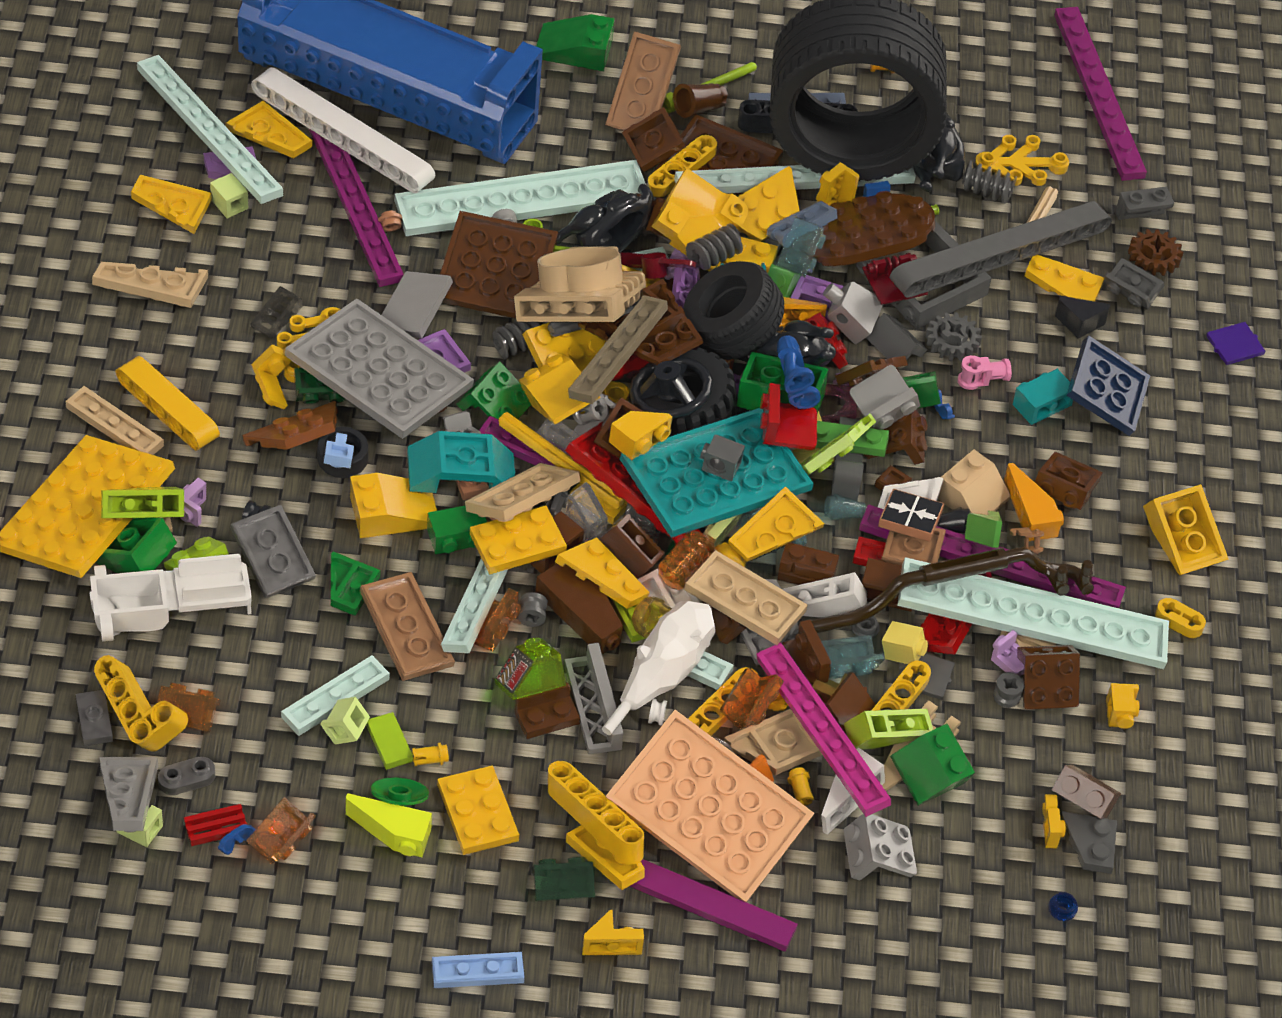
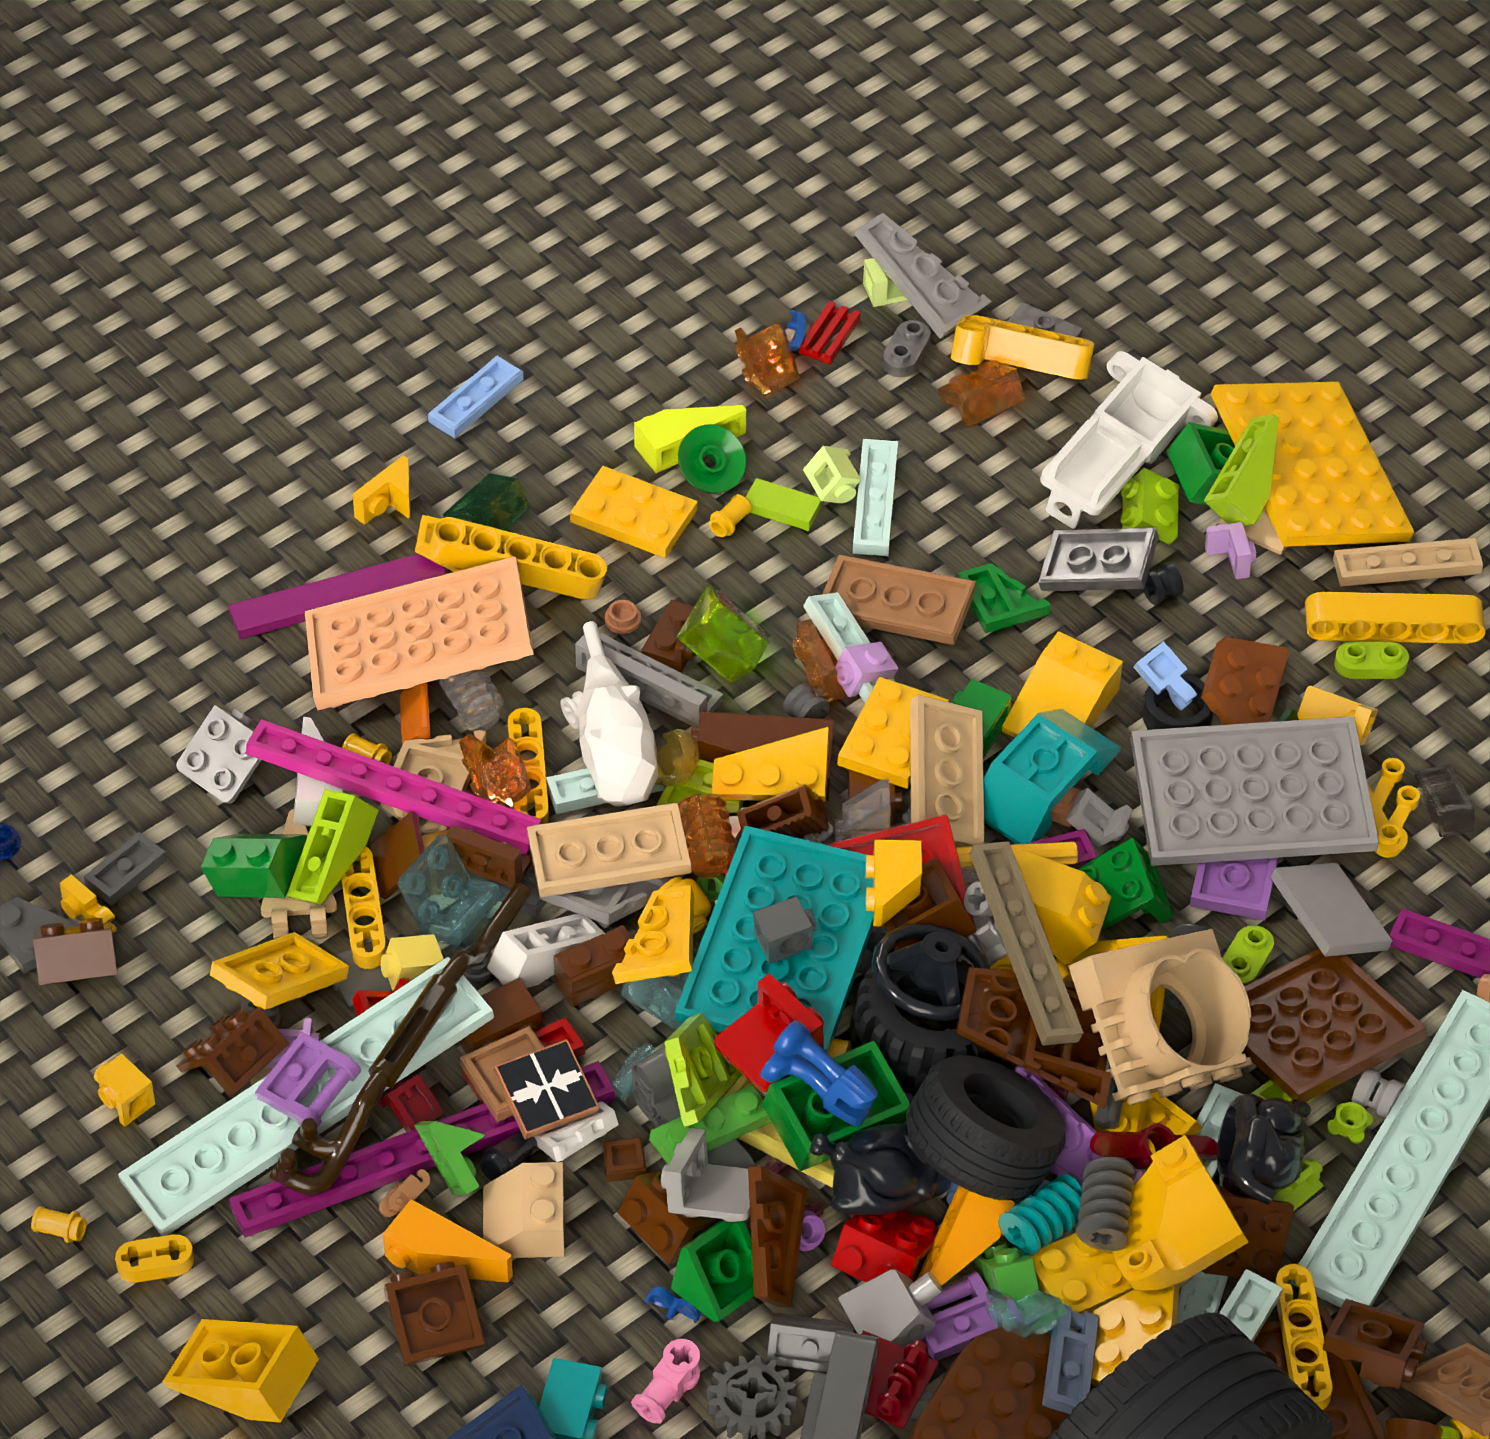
camera: 140 degrees right, 0 degrees up
(204, 396) = (1371, 660): none -> lime plate
(476, 328) = (1249, 955): none -> lime plate
(483, 588) = (862, 665): none -> lavender bracket
(565, 747) = (622, 617): none -> nougat plate
(985, 686) = (279, 970): none -> yellow plate
(1007, 829) = (125, 868): none -> dark grey plate
(1036, 609) = (299, 1072): none -> medium lavender plate
(1216, 668) = (59, 1224): none -> yellow pin

